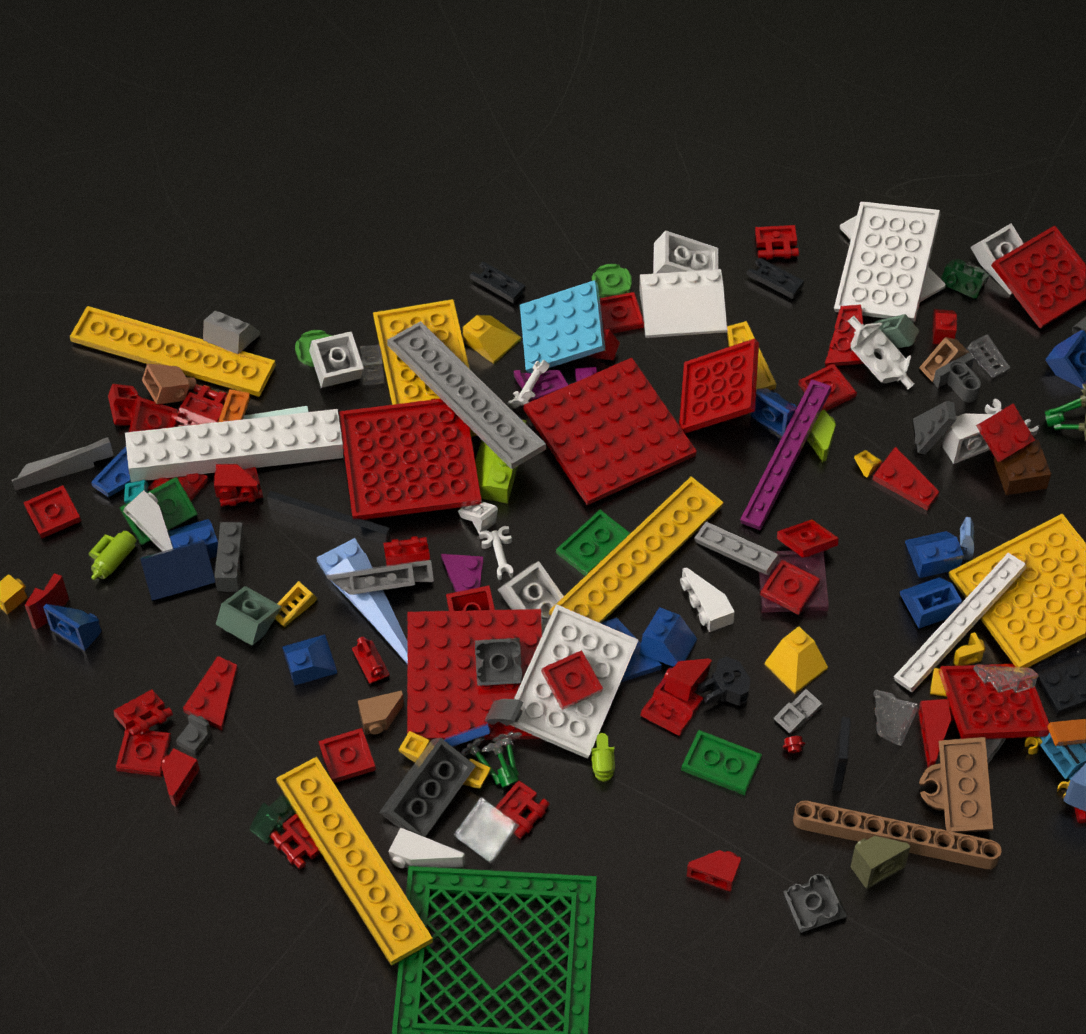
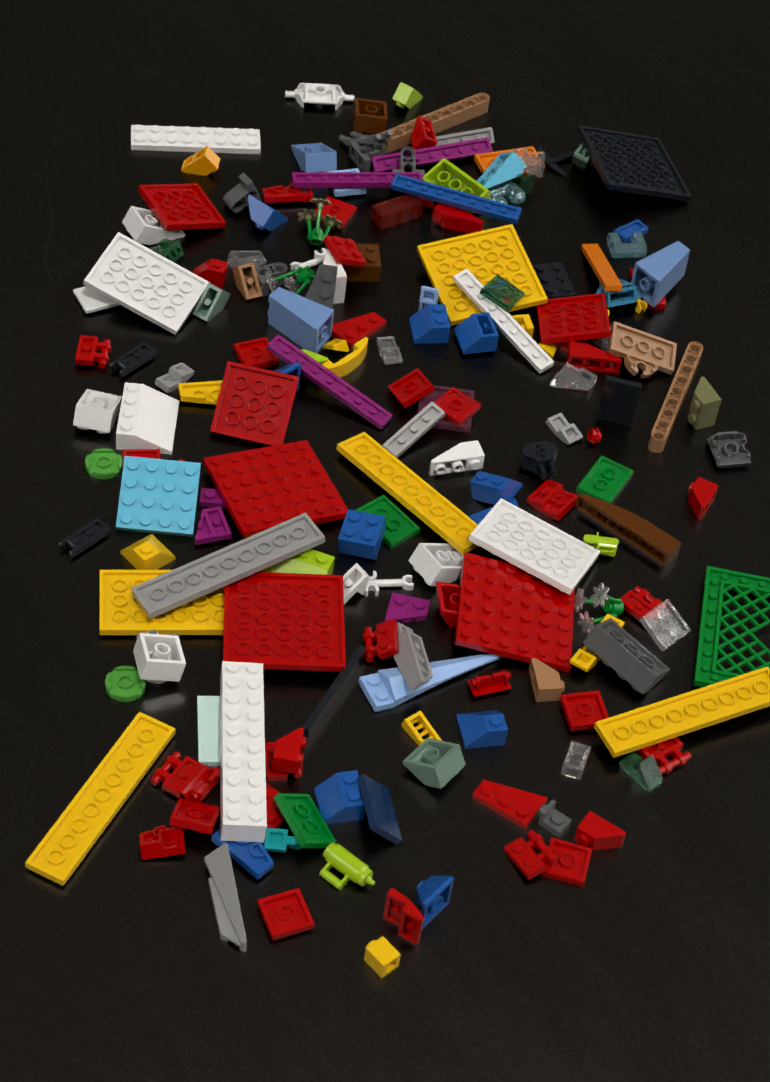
camera: 90 degrees left, 10 degrees down
(148, 517) = (324, 819): white slope -> none
(167, 383) = (153, 797): nougat torso -> none
(228, 332) = (99, 740): light grey slope -> none
(228, 556) = (378, 768): dark grey arch -> none
(234, 406) = (196, 747): orange plate -> none
(269, 757) = (573, 770): none -> clear slope
(415, 850) = (681, 673): white slope -> none
(468, 735) = (578, 621): blue tile -> none
(498, 661) = (514, 584): dark grey slope -> none
(504, 711) = (567, 586): dark grey slope -> none
(526, 393) = (229, 535): white bar -> none
(554, 514) = (361, 534): none -> blue brick
(571, 680) = (541, 539): red plate -> none
(634, 800) = (631, 528): none -> reddish brown slope
(686, 676) = (535, 480): red slope -> none
(765, 322) = (177, 374): none -> light grey slope
(796, 660) = (518, 420): yellow slope -> none
(840, 346) = (211, 328): red wing -> none
(860, 485) = (351, 361): none -> yellow slope
(871, 339) = (240, 311): white plate -> none
(876, 517) = (388, 350): none -> clear slope
(880, 418) = (300, 319): none -> medium blue slope
(939, 376) = (304, 276): none -> plant
(999, 610) = (502, 293): none -> clear green tile
(1007, 678) = (555, 304): clear slope -> none

